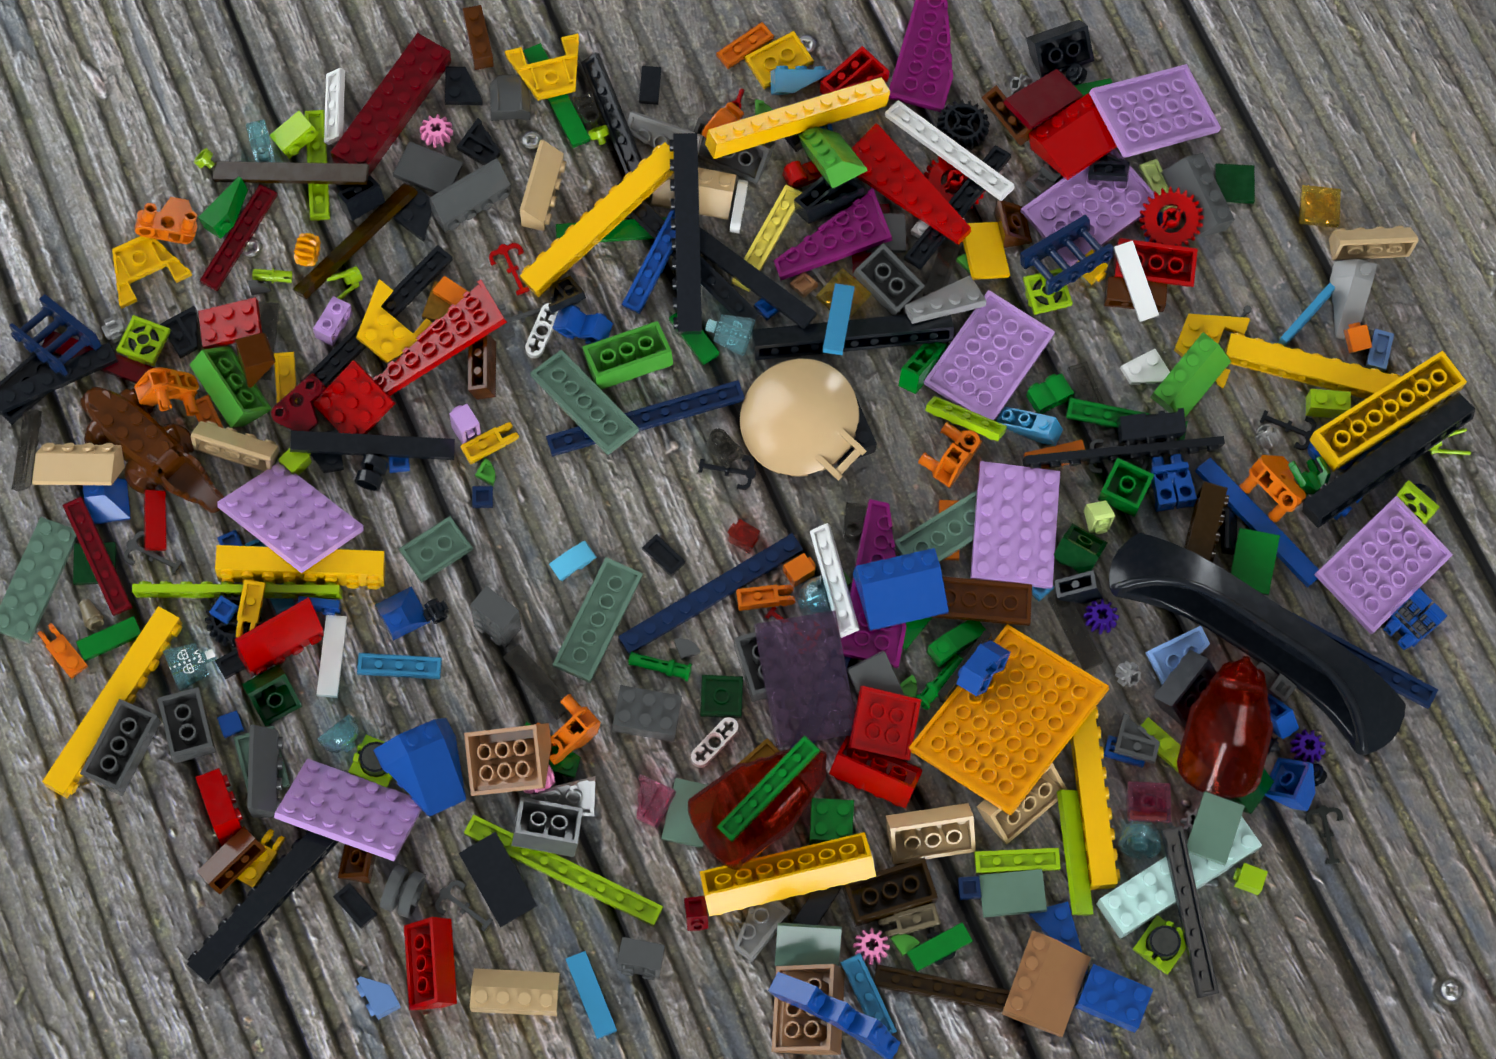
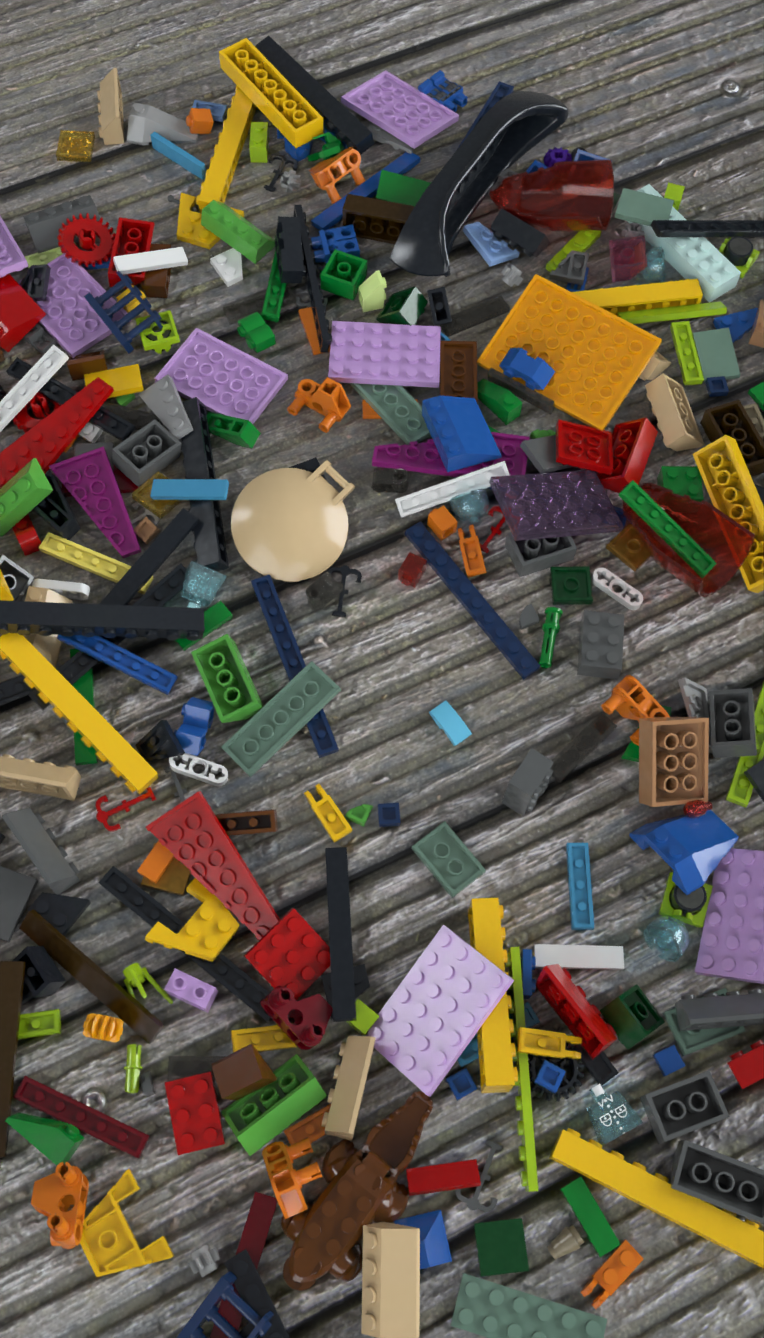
camera: 90 degrees left, 5 degrees down
(97, 556) = (495, 1242): dark red tile -> none
(145, 340) = (221, 1217): lime piece -> none
(183, 332) = (205, 1171): black wing -> none
(370, 475) = (378, 931): black wheel -> none
(398, 464) = (356, 905): blue tile -> none
(401, 613) = (523, 887): blue slope -> none
(435, 611) = (519, 850): black gear -> none
(461, 779) = (696, 808): none -> clear red cylinder
(464, 423) = (313, 833): lavender brick -> none
(597, 620) = (510, 695): sand green plate -> none
(653, 801) = (684, 636): clear pink wing -> none
(663, 555) = (435, 642): black tile -> none
(678, 823) = (687, 608): sand green tile -> none
(765, 309) = (171, 563): blue tile -> none
(932, 688) = (543, 414): green pin -> none
(966, 418) = (284, 392): lime plate -> none
(1031, 425) = (287, 344): dark azure slope -> none
(1101, 624) = (462, 294): dark purple gear -> none
(1236, 182) = (49, 198): dark green tile -> none
(1323, 811) = (624, 155): pearl dark grey piece -> none
(1419, 500) = (345, 82): lime piece -> none

